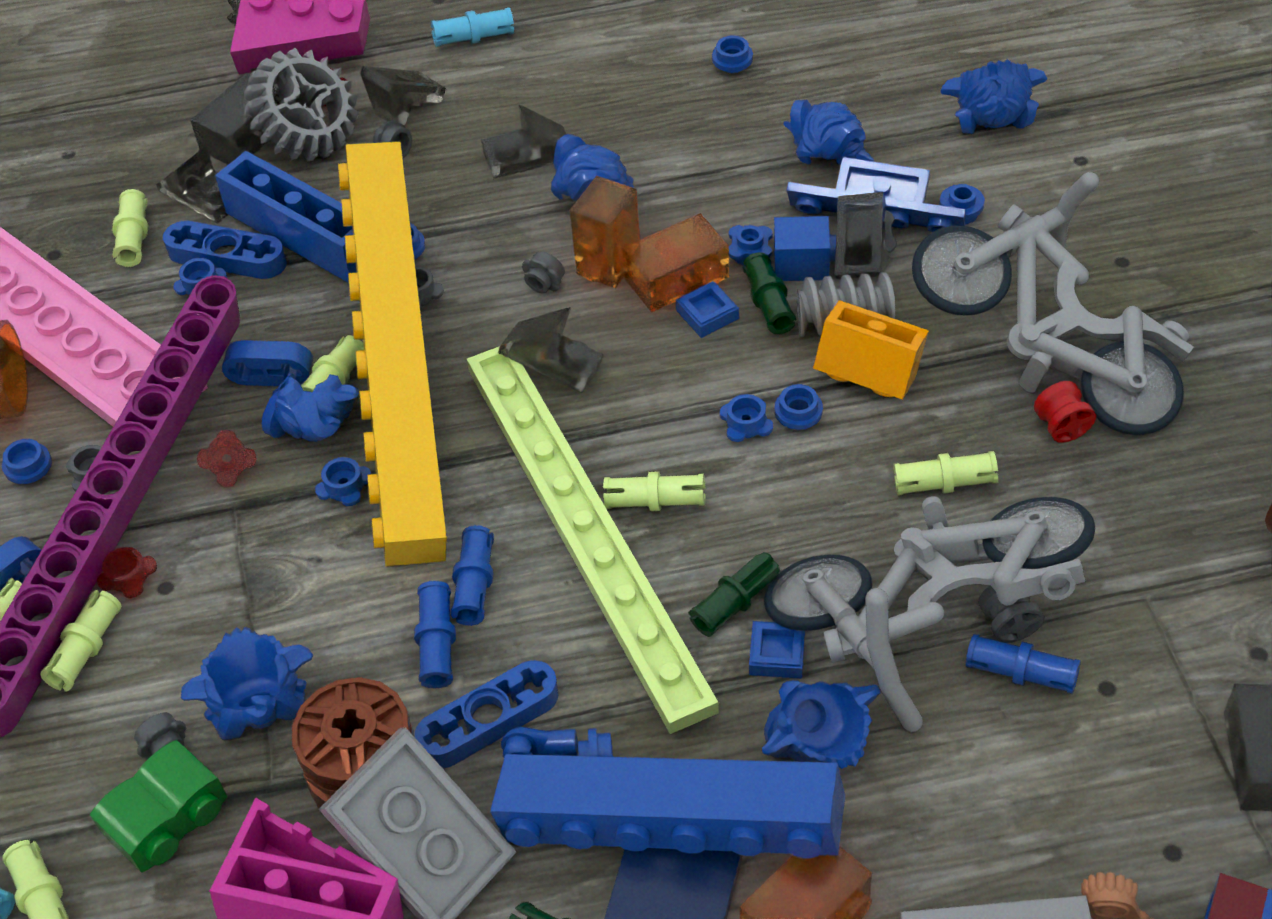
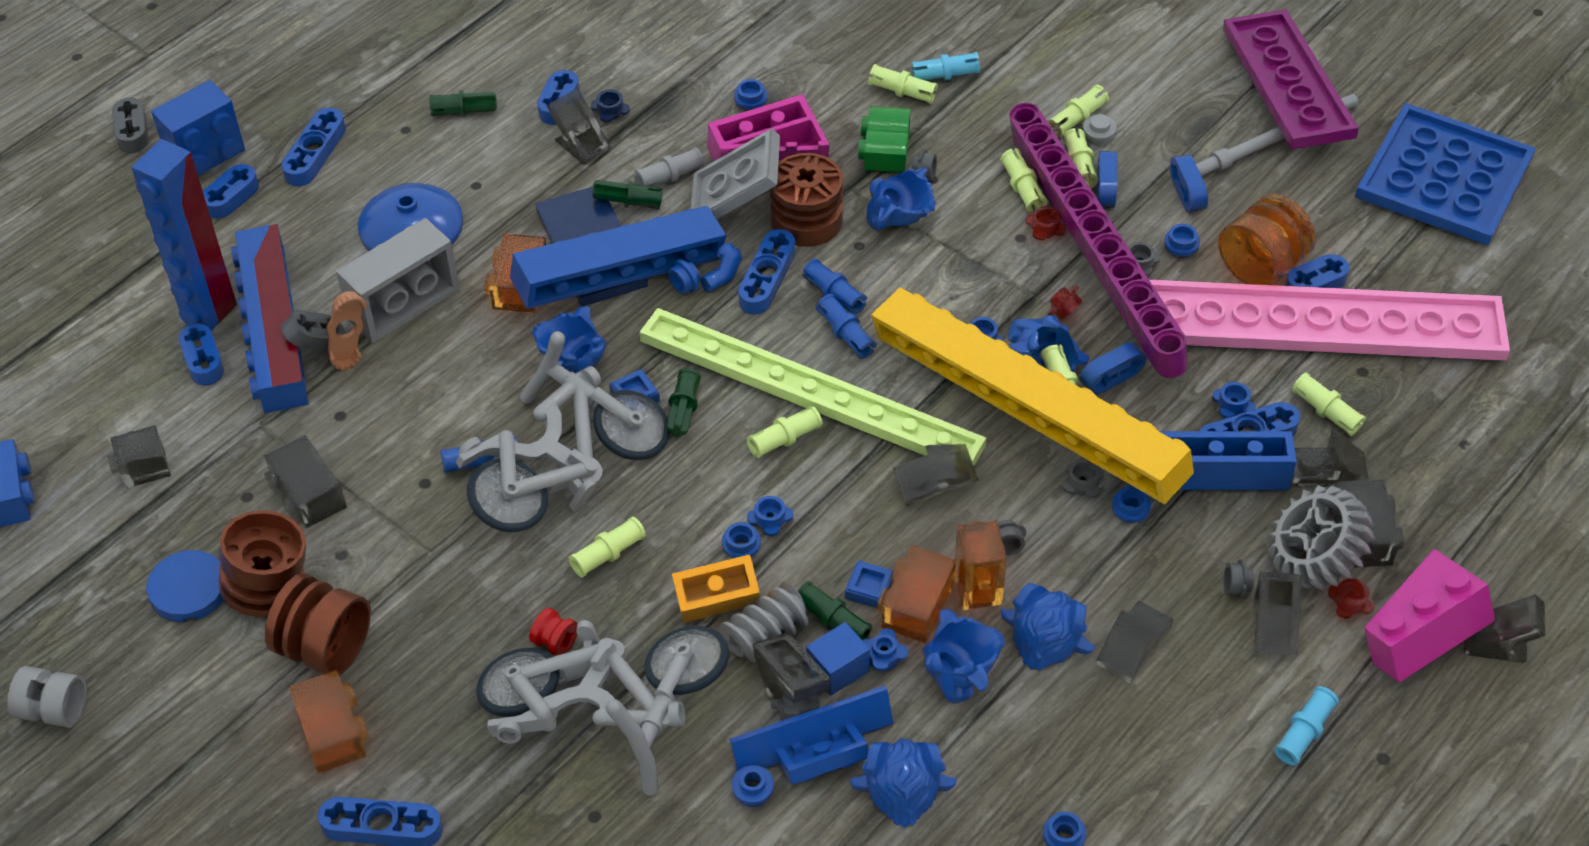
camera: 140 degrees right, 0 degrees up
(693, 182) = (961, 655): none -> blue hair

